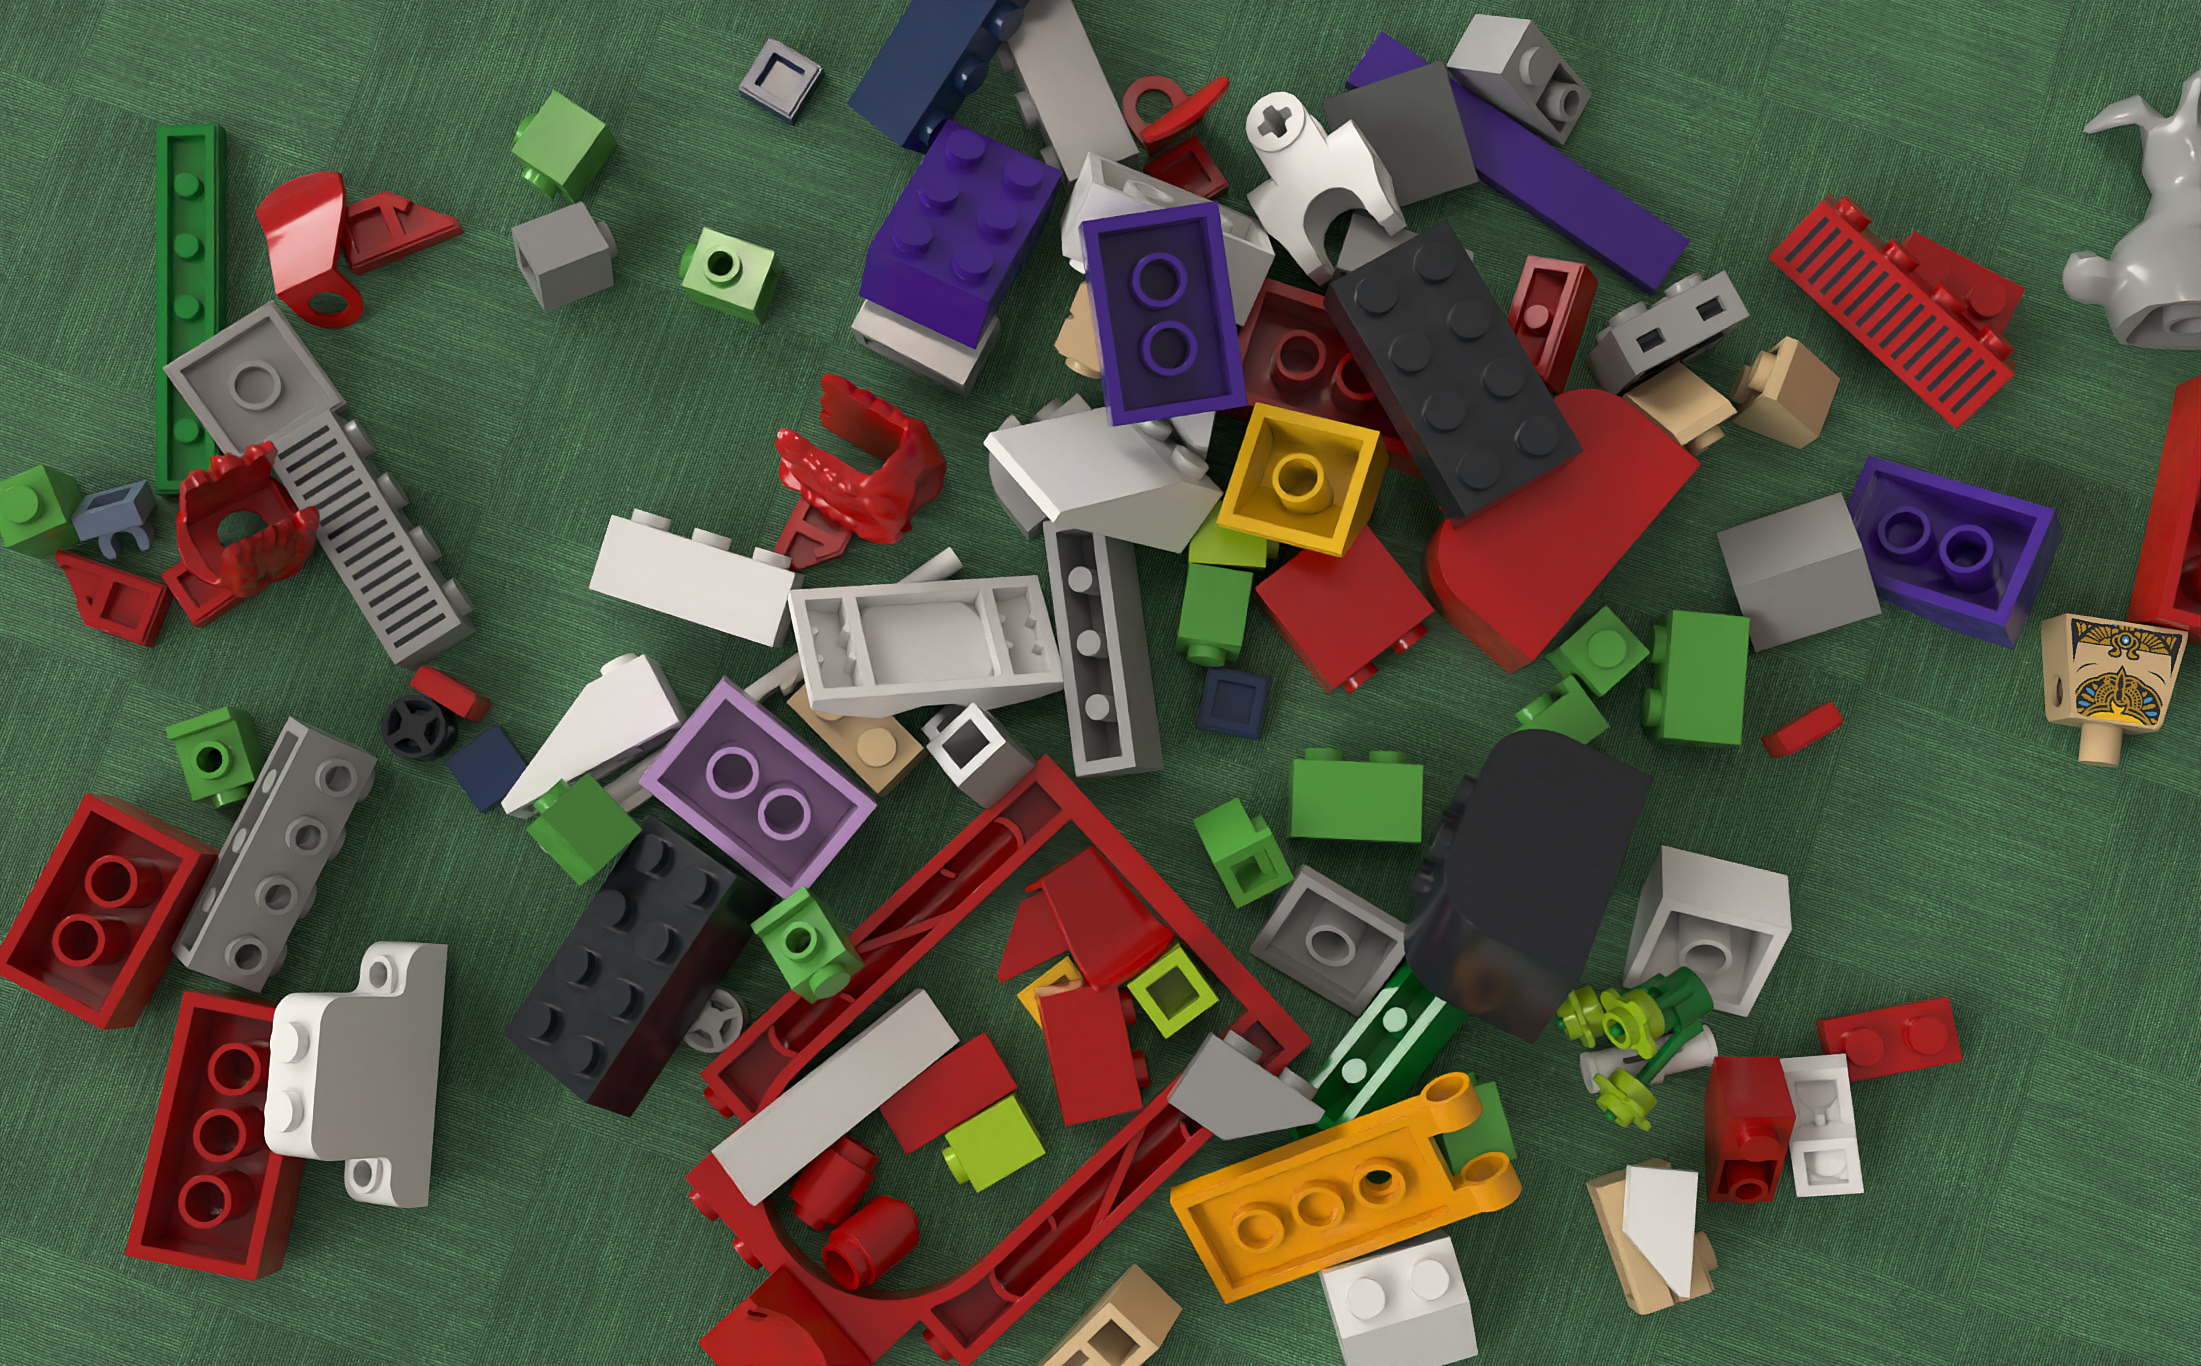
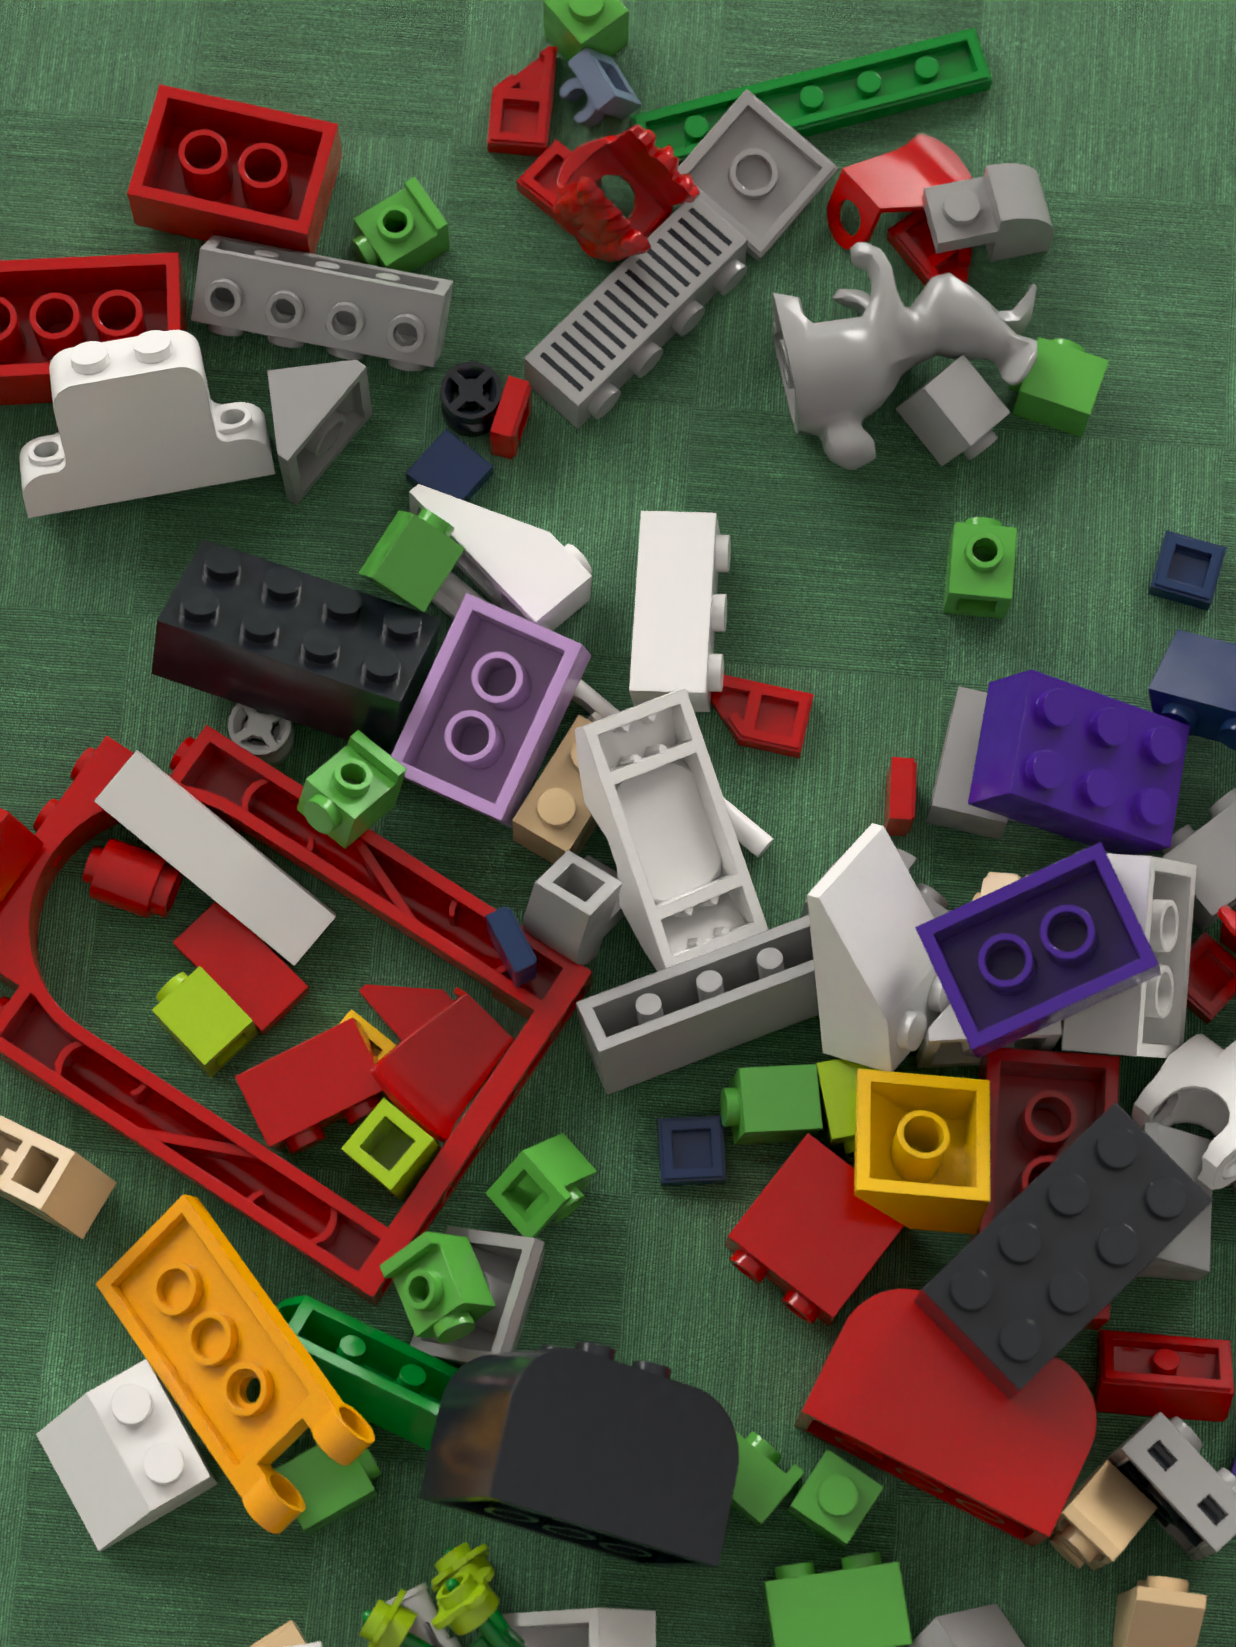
camera: 75 degrees right, 10 degrees down
(365, 156) = (997, 210): none -> light grey brick
(402, 892) = (315, 418): none -> light grey slope
(493, 343) = (848, 367): none -> light grey animal
(871, 1242) = (82, 925): red brick -> none
(875, 504) = (818, 770): red piece -> none
(941, 414) = (900, 796): none -> red tile
(1008, 824) = (512, 946): none -> dark blue tile
(1237, 1096) = (303, 1225): light grey slope -> none
(1322, 973) = (440, 1286): none -> bright green brick
(1355, 799) = (623, 1287): bright green brick -> none

